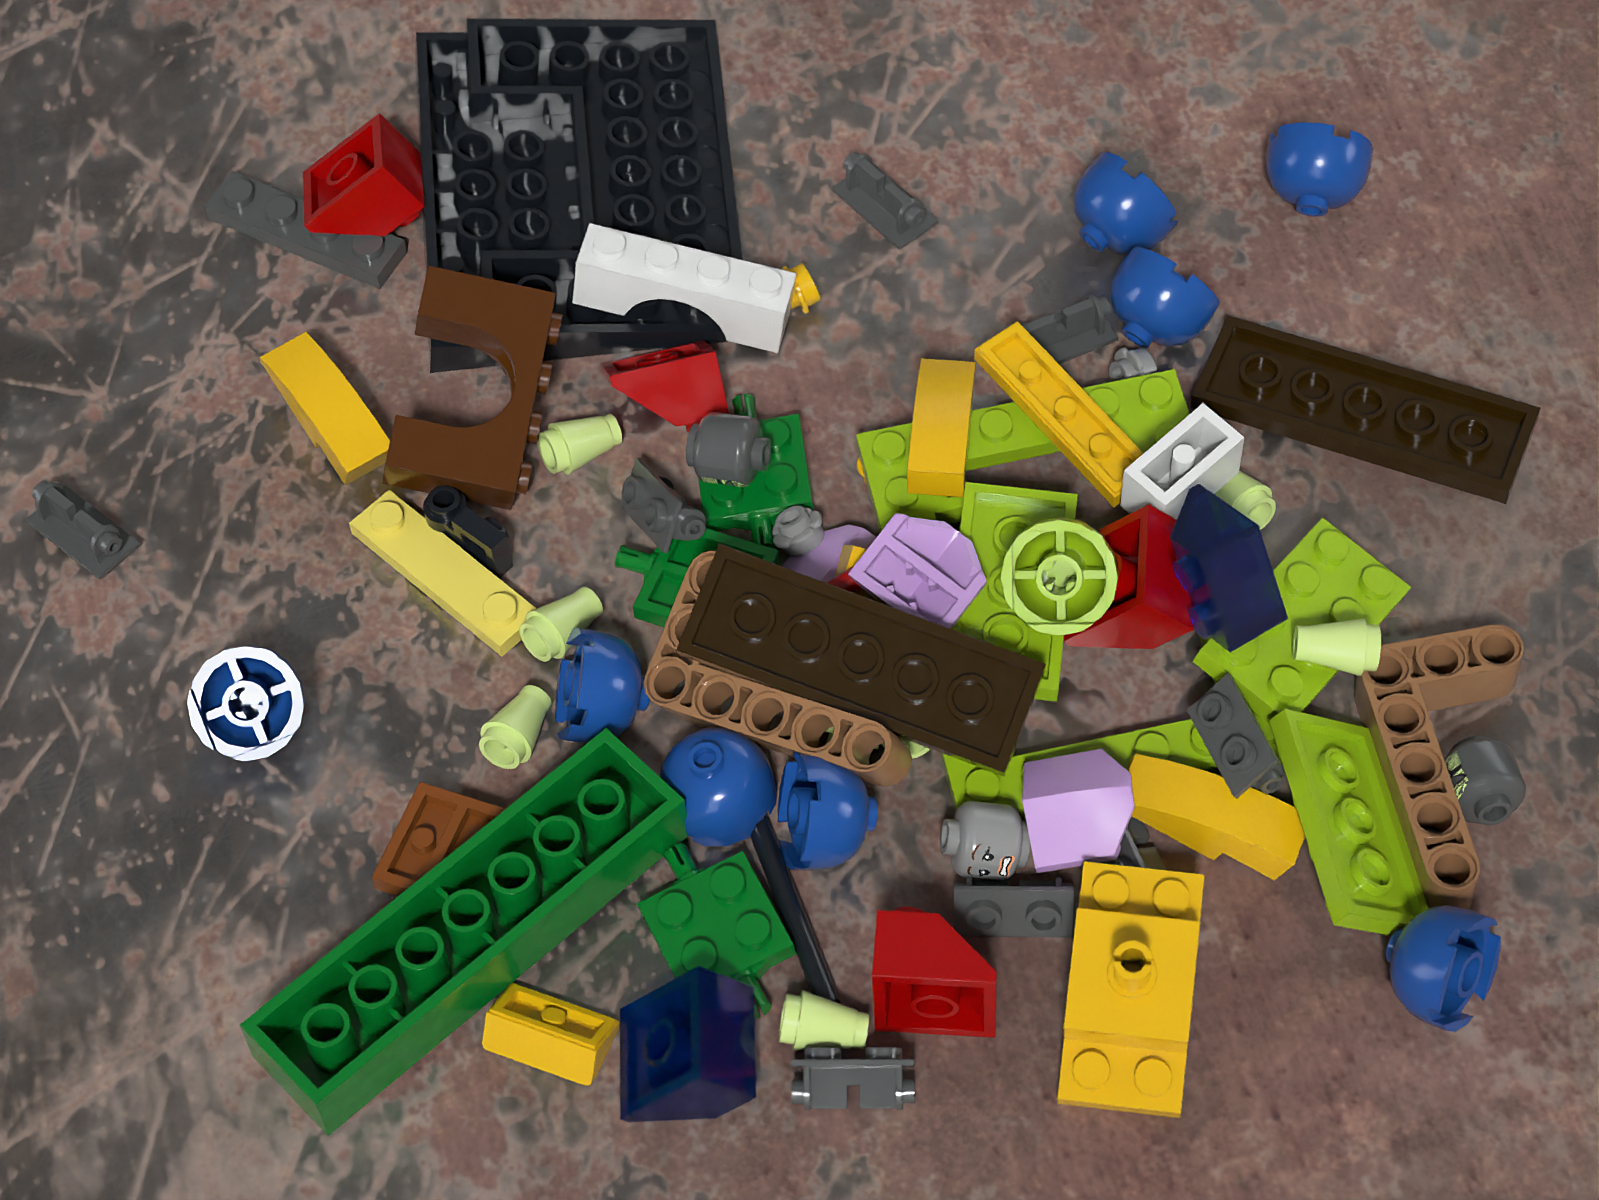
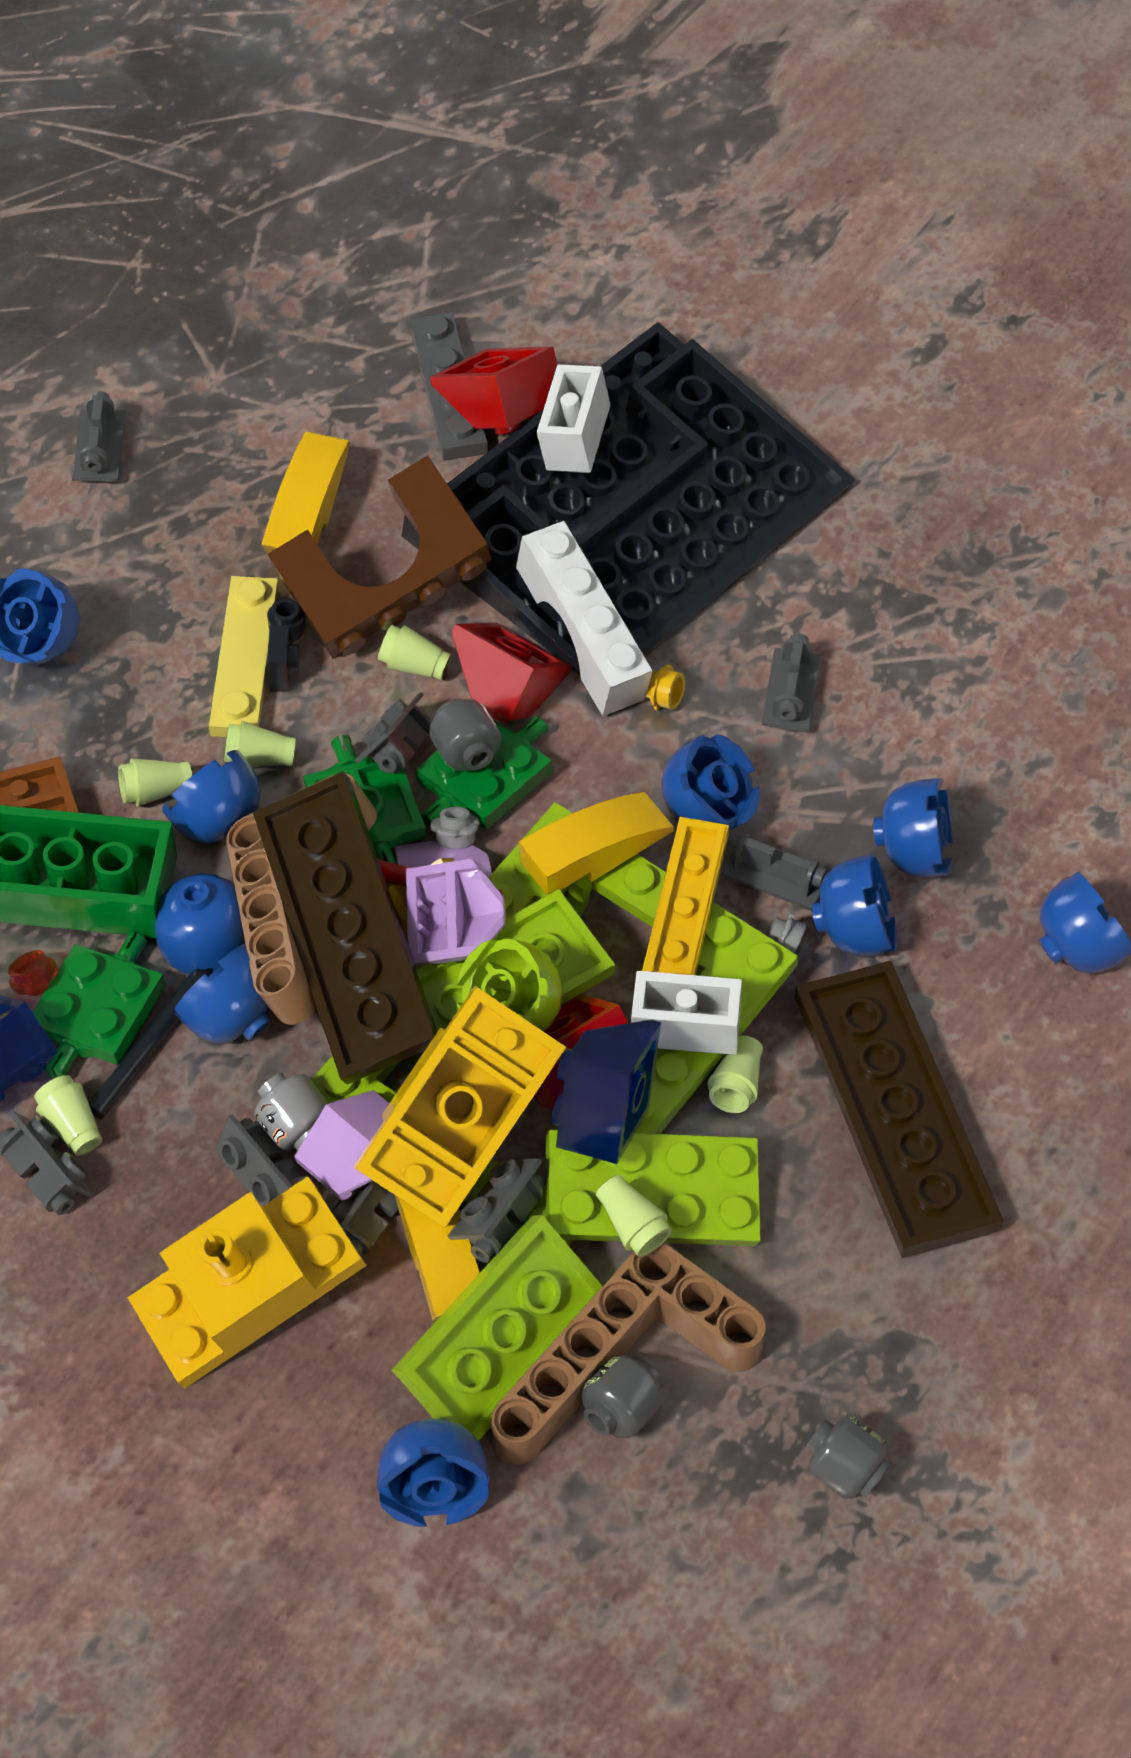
camera: 45 degrees right, 0 degrees up
(476, 148) = (573, 418): none -> white brick
(638, 958) = (32, 973): none -> clear red plate
(930, 978) = (141, 1142): red slope -> none
(940, 319) = (710, 782): none -> blue cylinder
(1141, 686) = (458, 1106): none -> yellow brick

